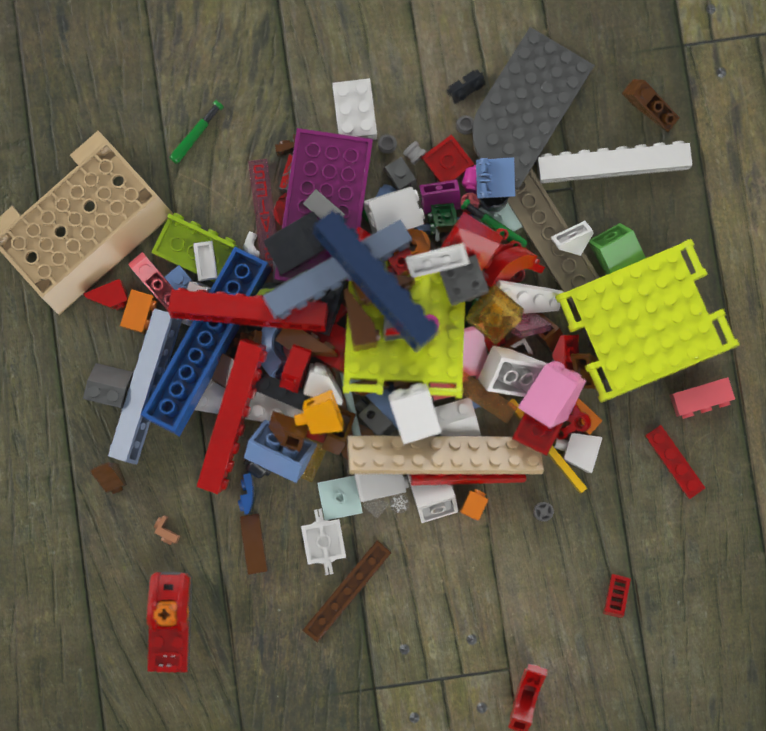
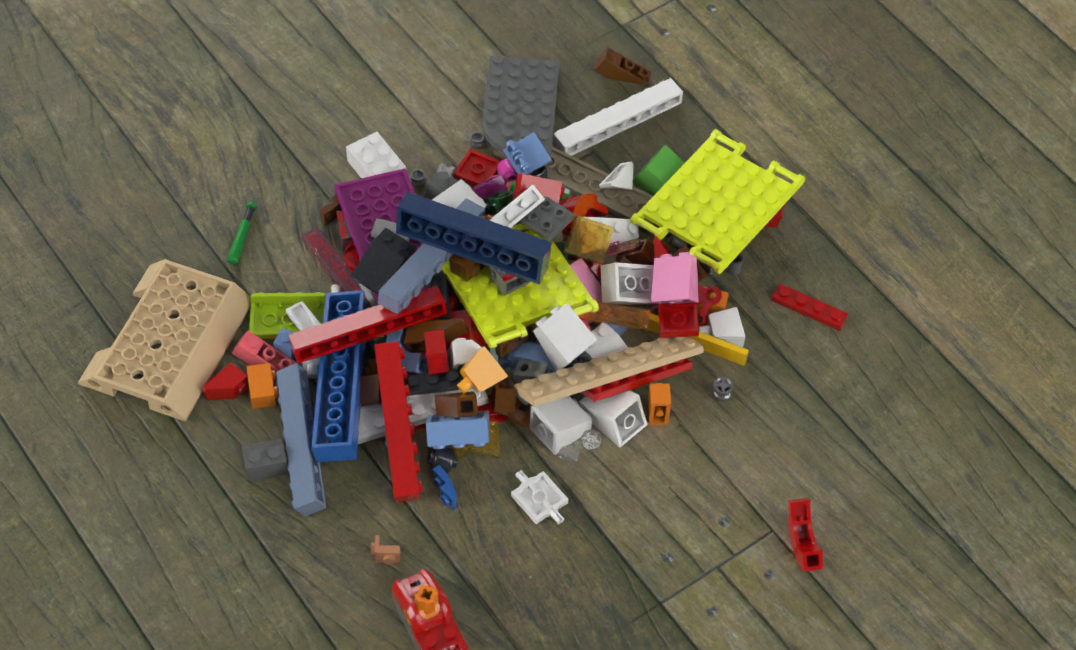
camera: 30 degrees left, 30 degrees down
(109, 477) = (304, 521): reddish brown slope -> none
(253, 544) = (476, 527): reddish brown slope -> none
(339, 498) = (533, 456): light aqua plate -> none
(347, 591) = (585, 532): reddish brown tile -> none
(361, 326) = (476, 288): reddish brown slope -> none
(473, 82) = (463, 113): black hinge -> none
(613, 612) = (834, 439): red slope -> none
(702, 398) = (800, 249): coral brick -> none

